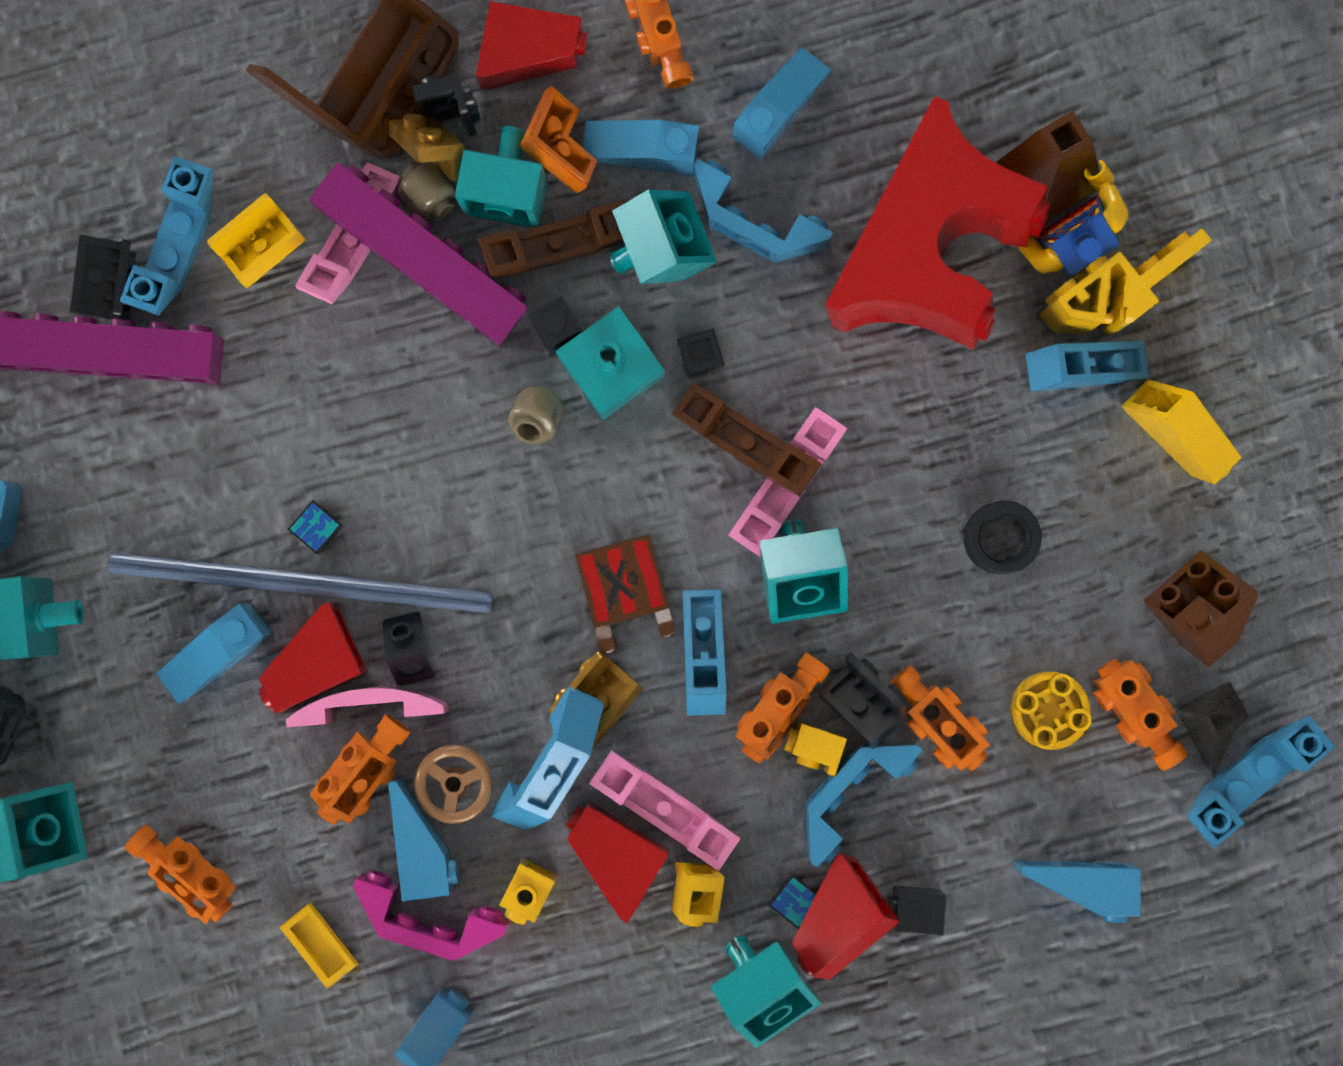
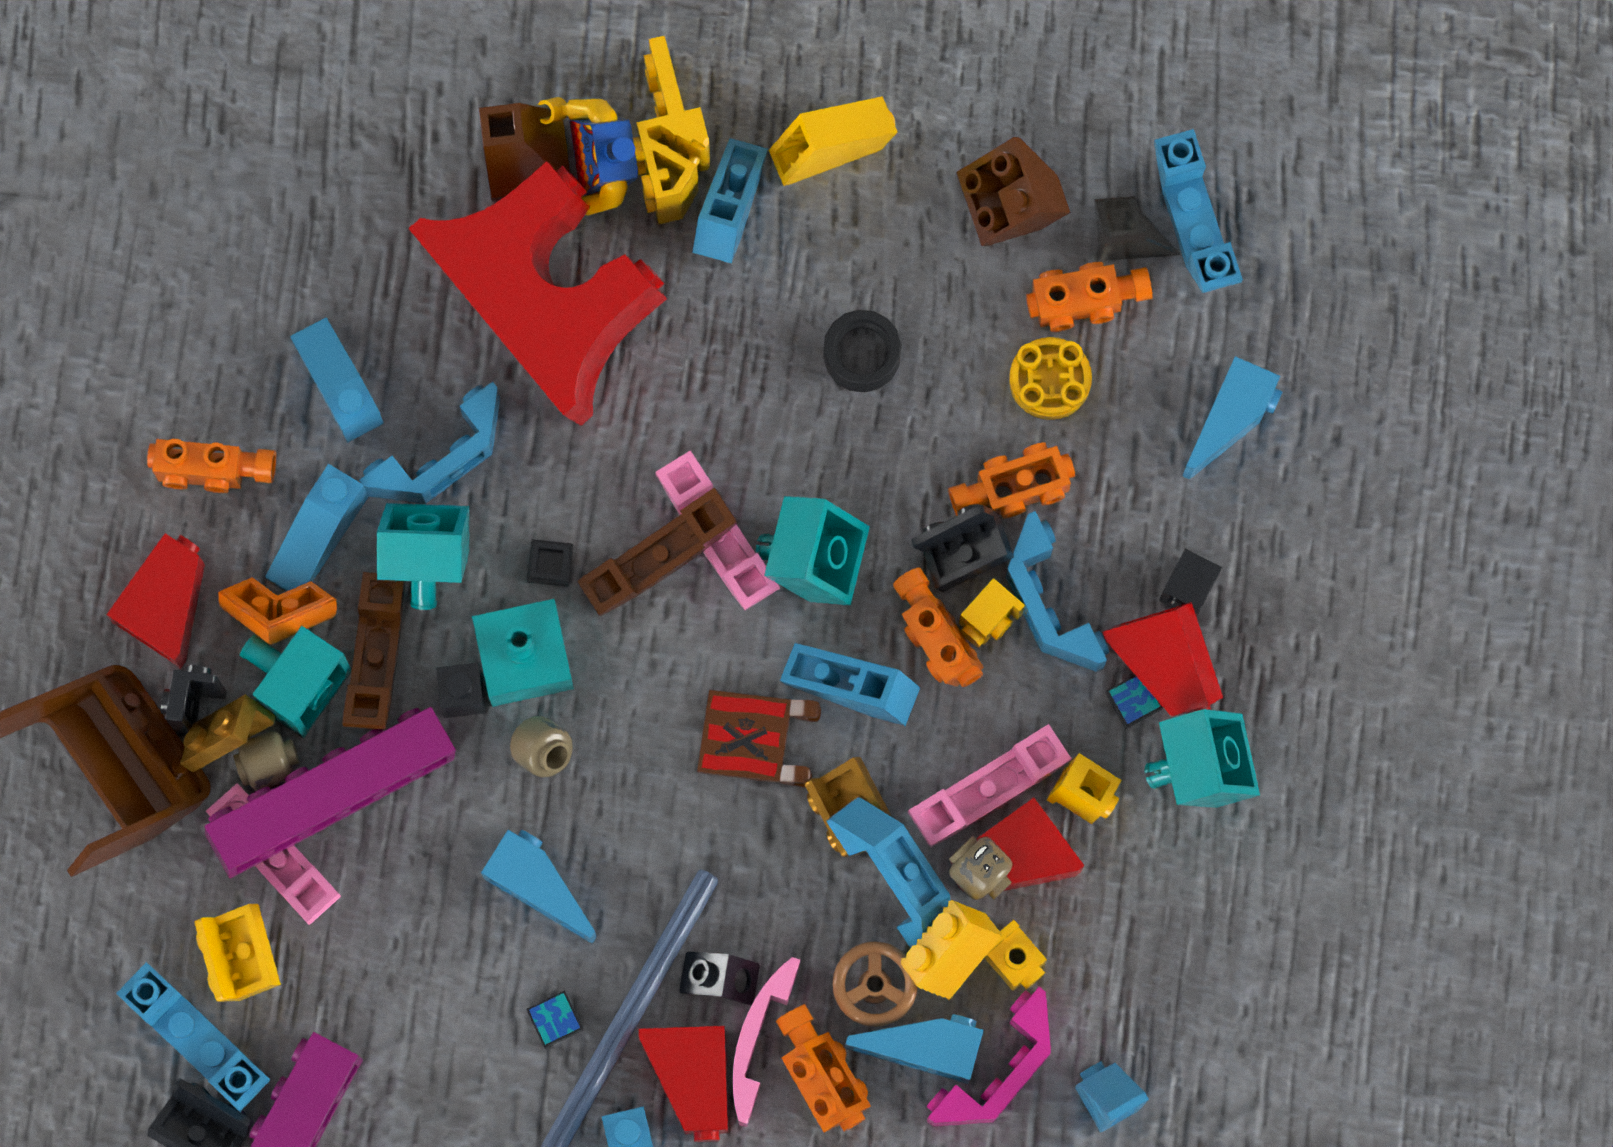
camera: 70 degrees left, 10 degrees down
(422, 458) = (529, 876): none -> dark azure slope
(504, 839) = (950, 949): none -> yellow brick
(582, 838) = (980, 868): none -> dark tan head

